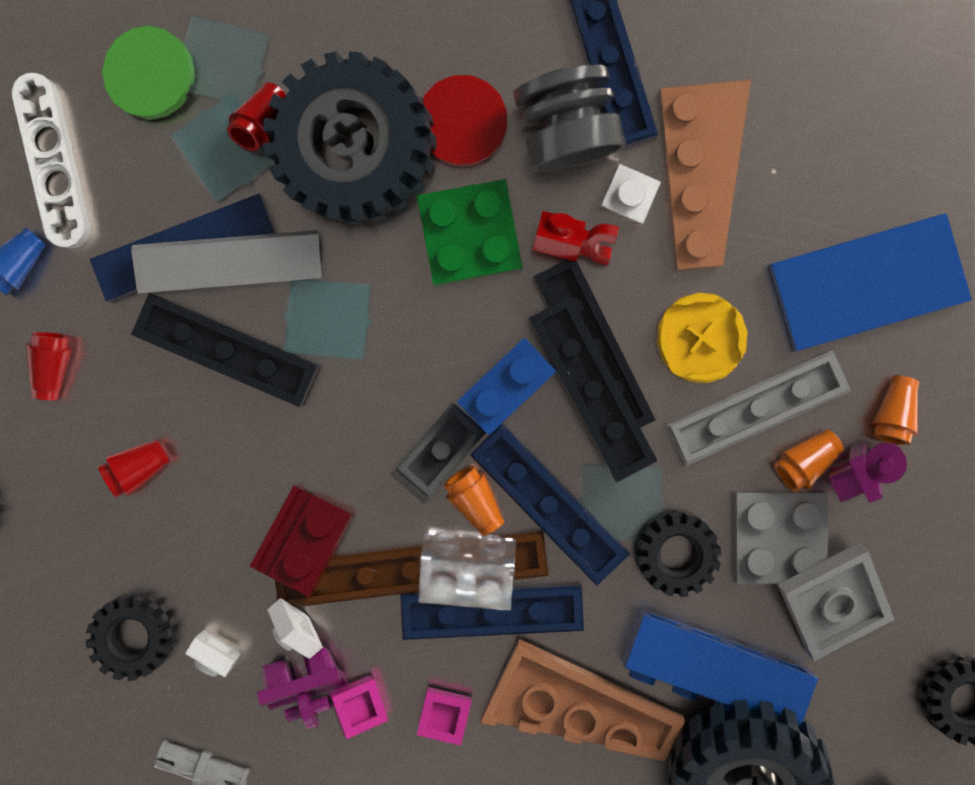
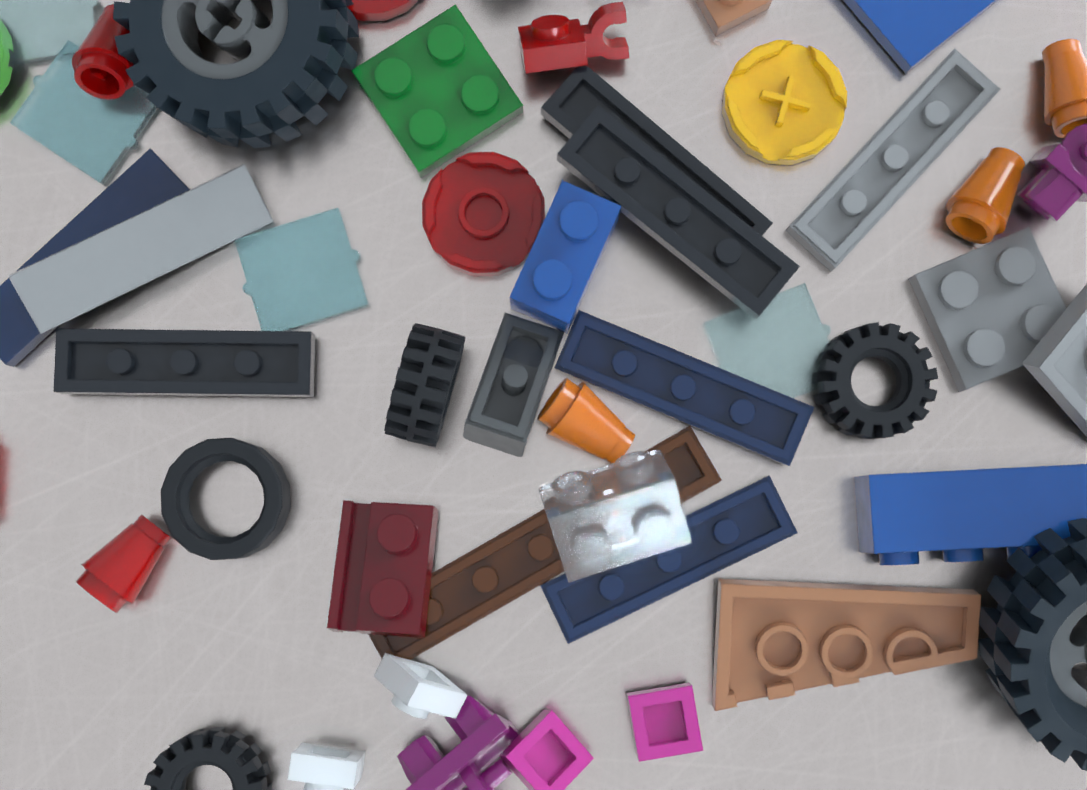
camera: 25 degrees left, 5 degrees down
(193, 478) = (176, 499): none -> black tyre
(377, 434) = (424, 384): none -> black tyre
(465, 330) = (483, 214): none -> red tile

